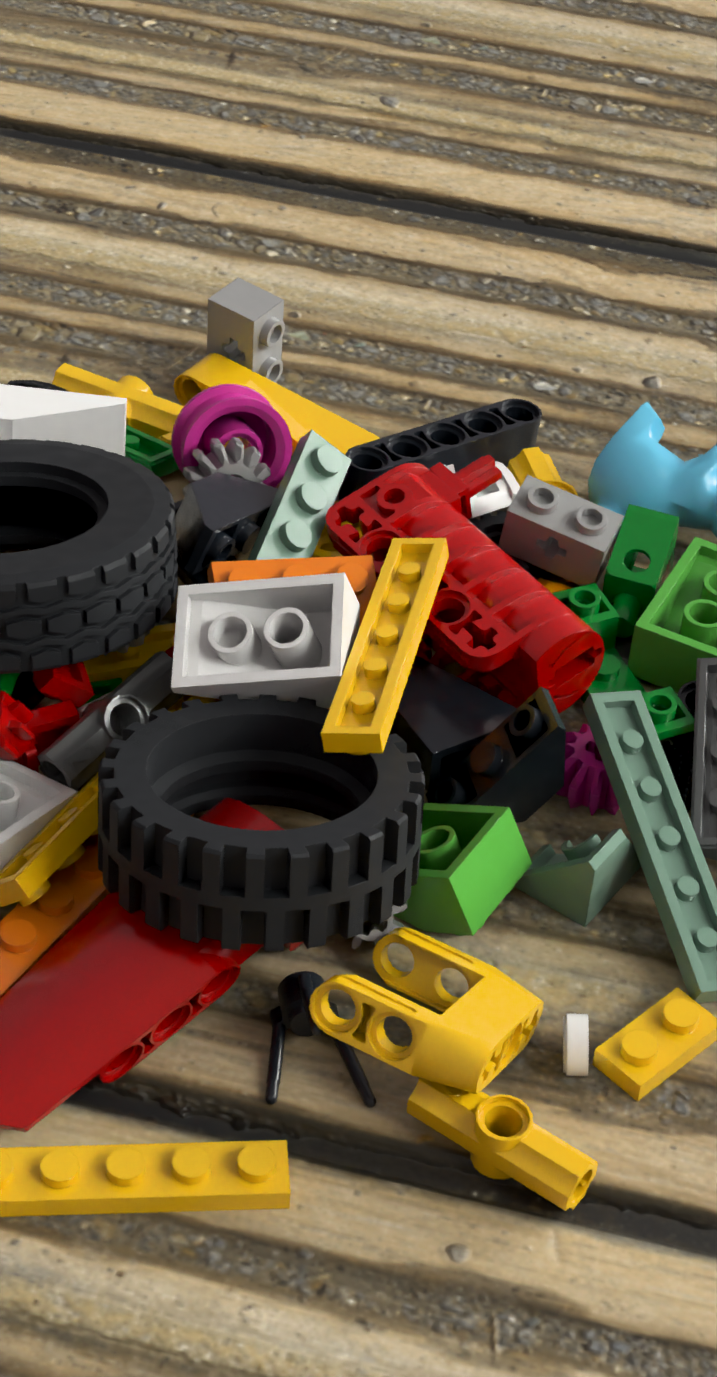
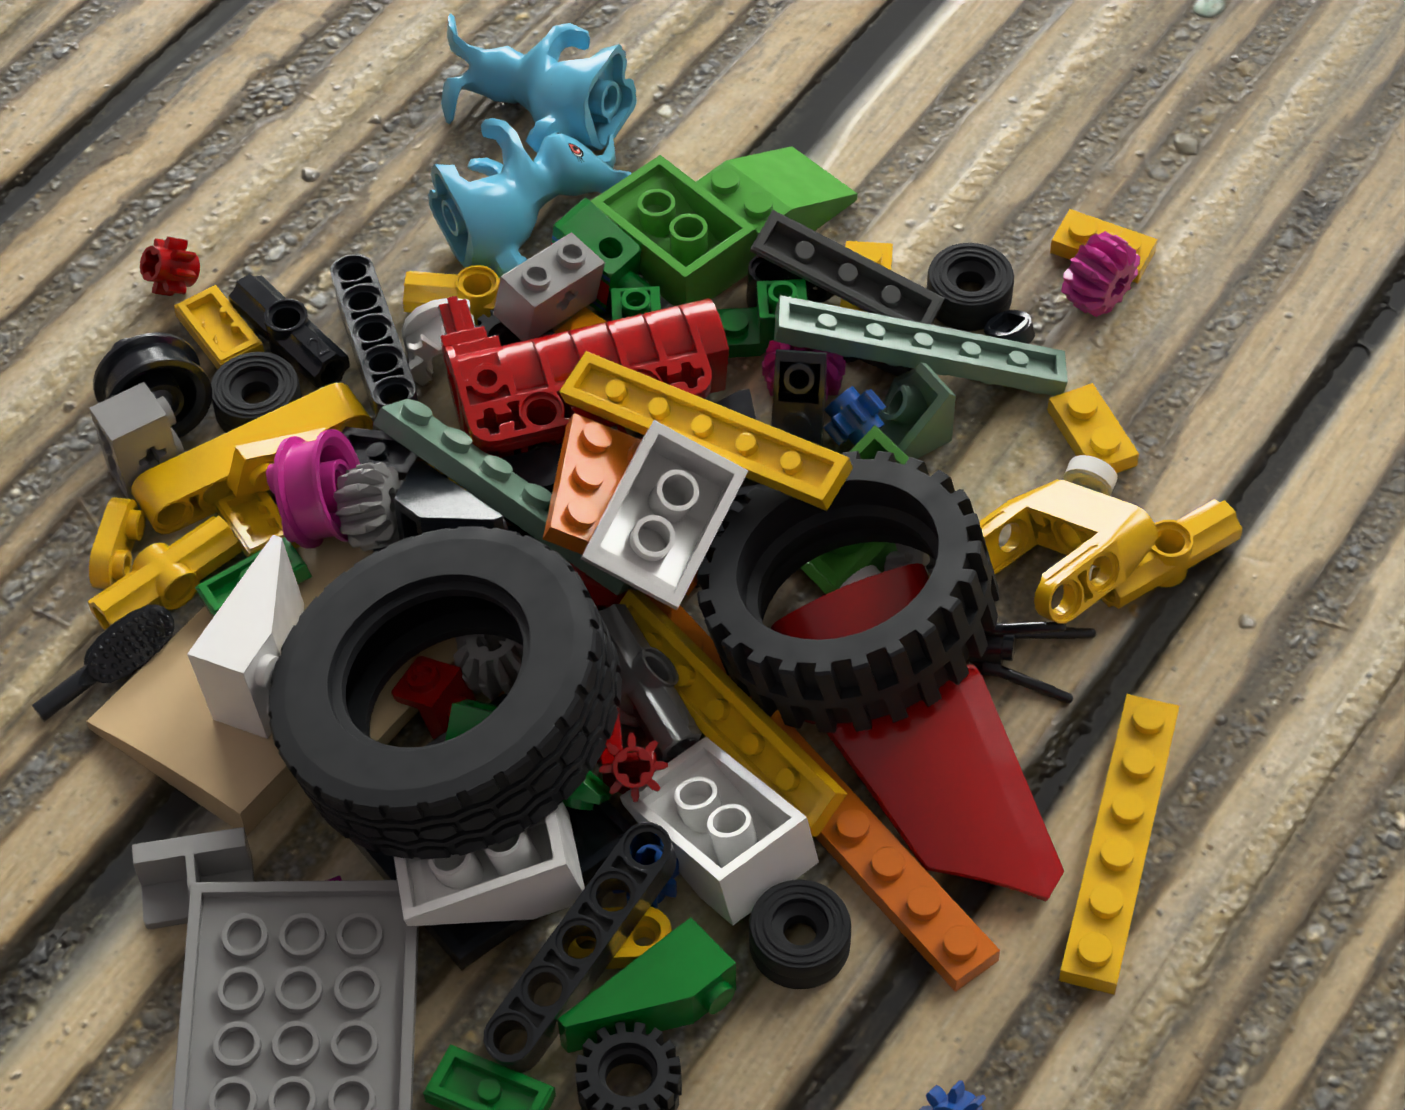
camera: 65 degrees left, 10 degrees up
(145, 361) = (114, 542): none -> yellow plate
(320, 330) = (167, 368): none -> black wheel
(358, 397) = (247, 375): none -> black tyre
(419, 367) = (217, 326): none -> yellow plate
(445, 392) = (289, 330): none -> black piece
(469, 314) = (169, 266): none -> red gear
(544, 814) = (853, 415): none -> blue gear

